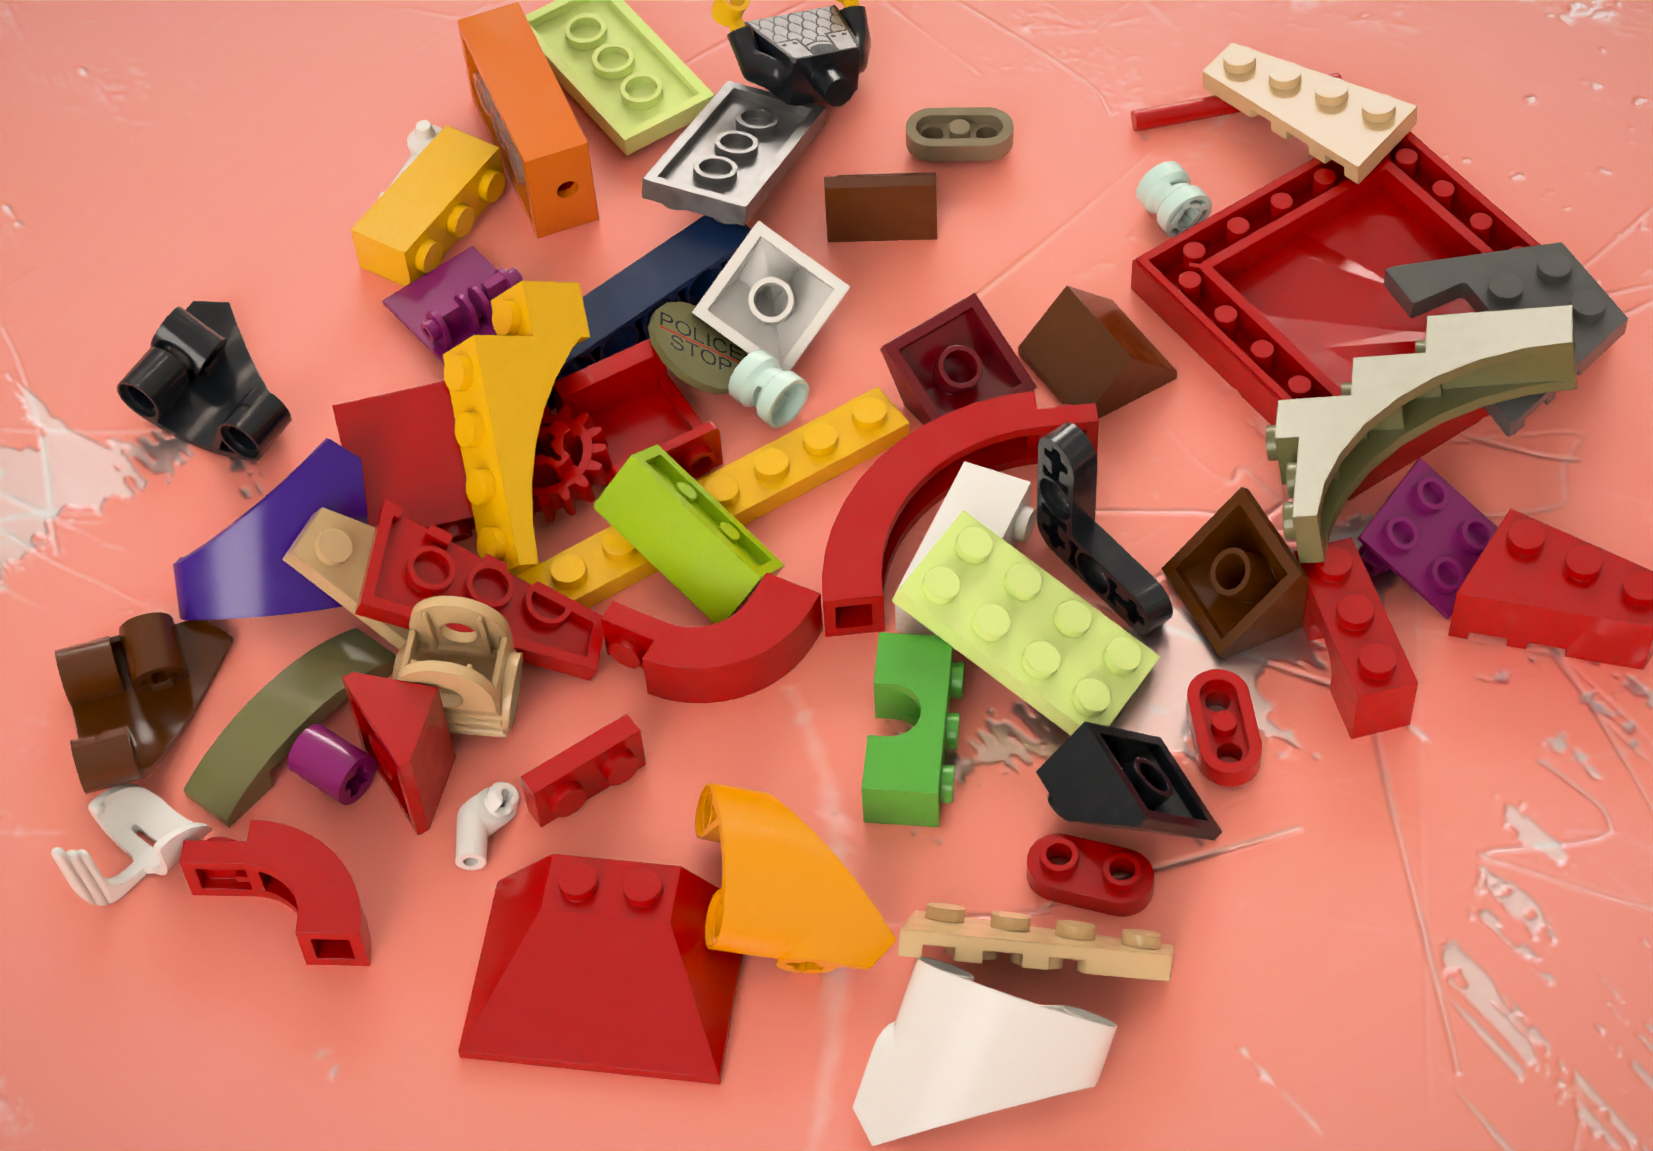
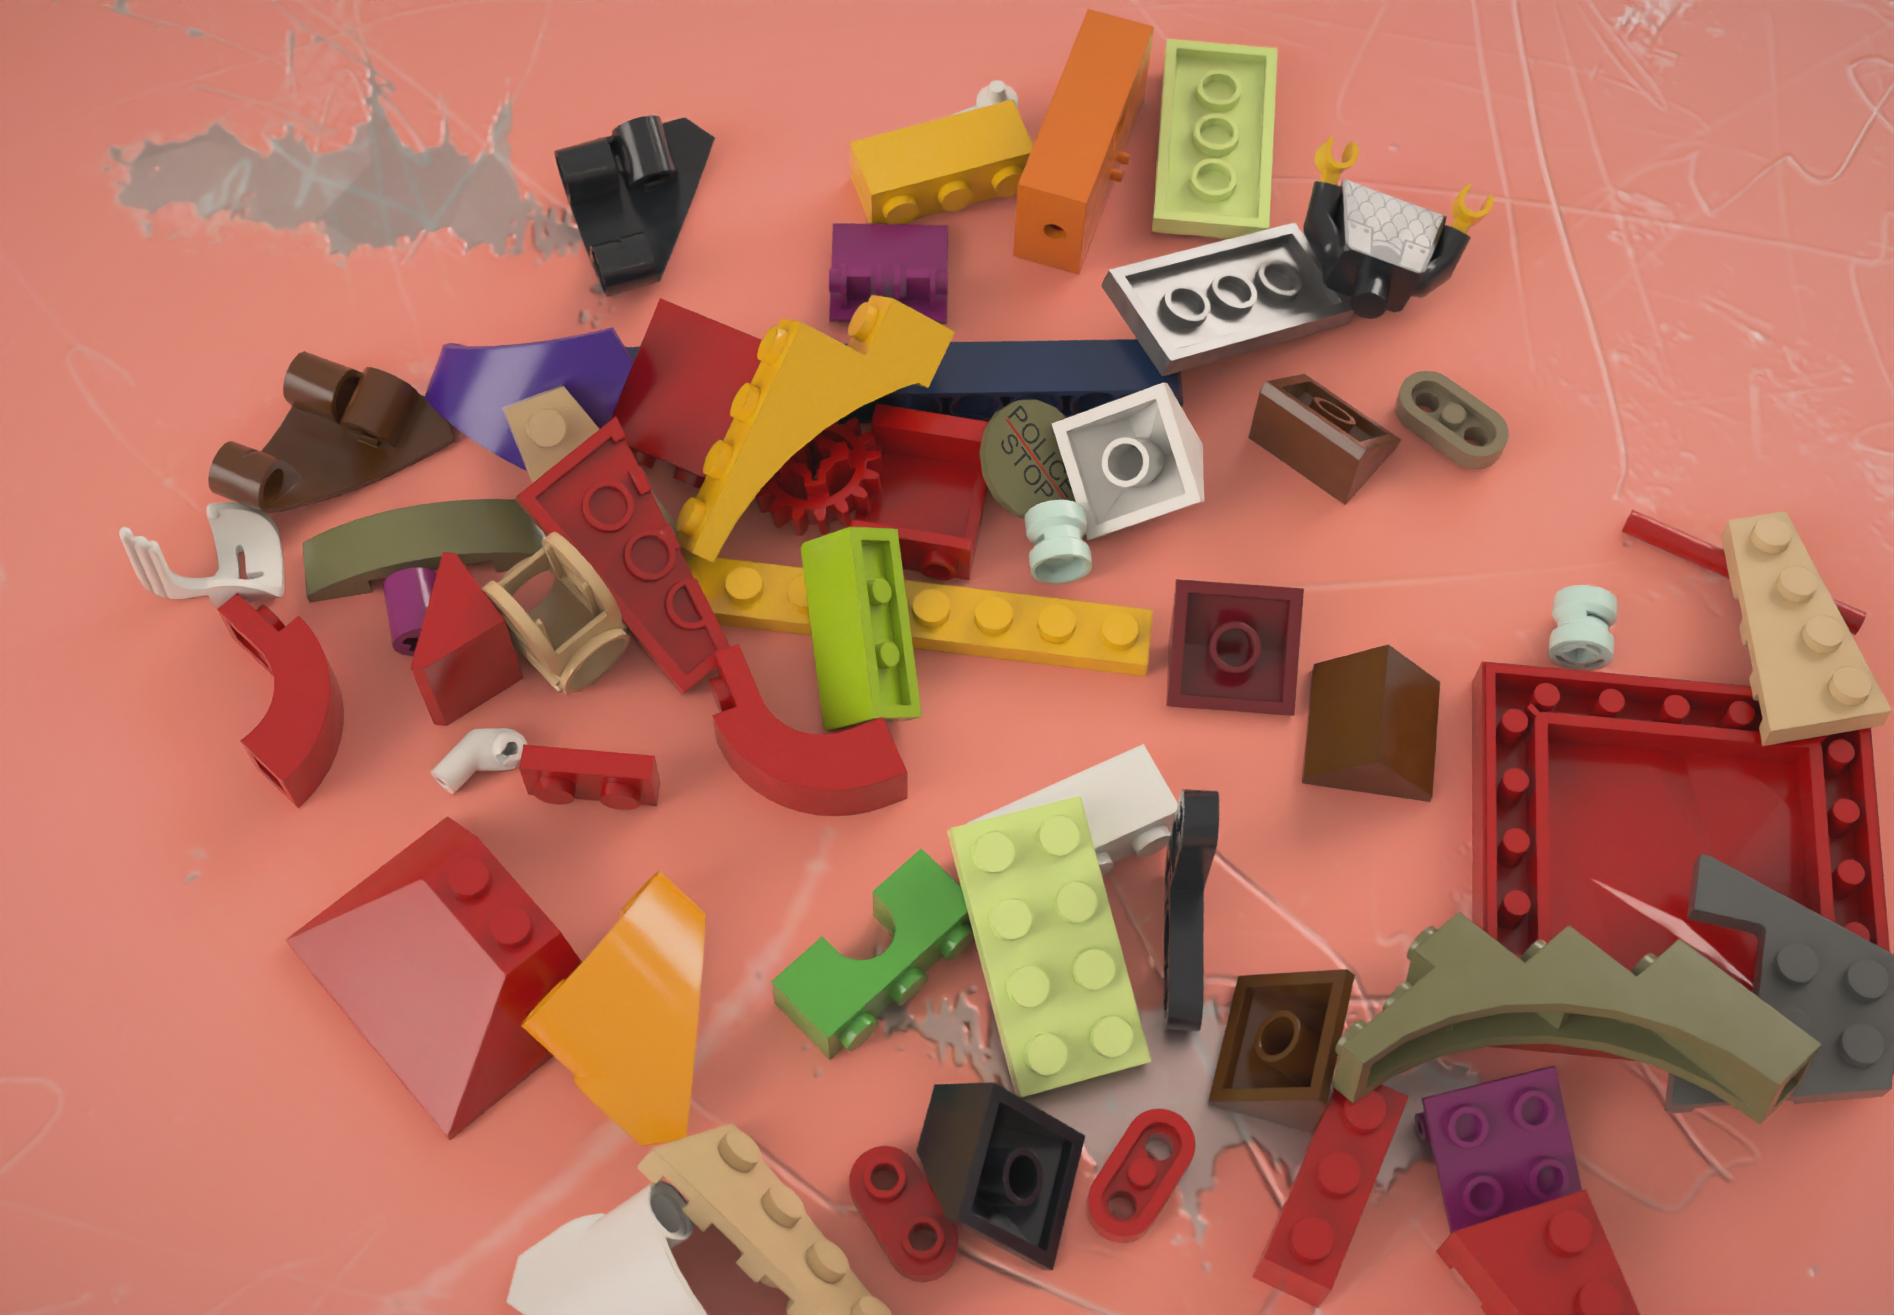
camera: 35 degrees right, 10 degrees up
(912, 480) = (1091, 723): red arch -> none

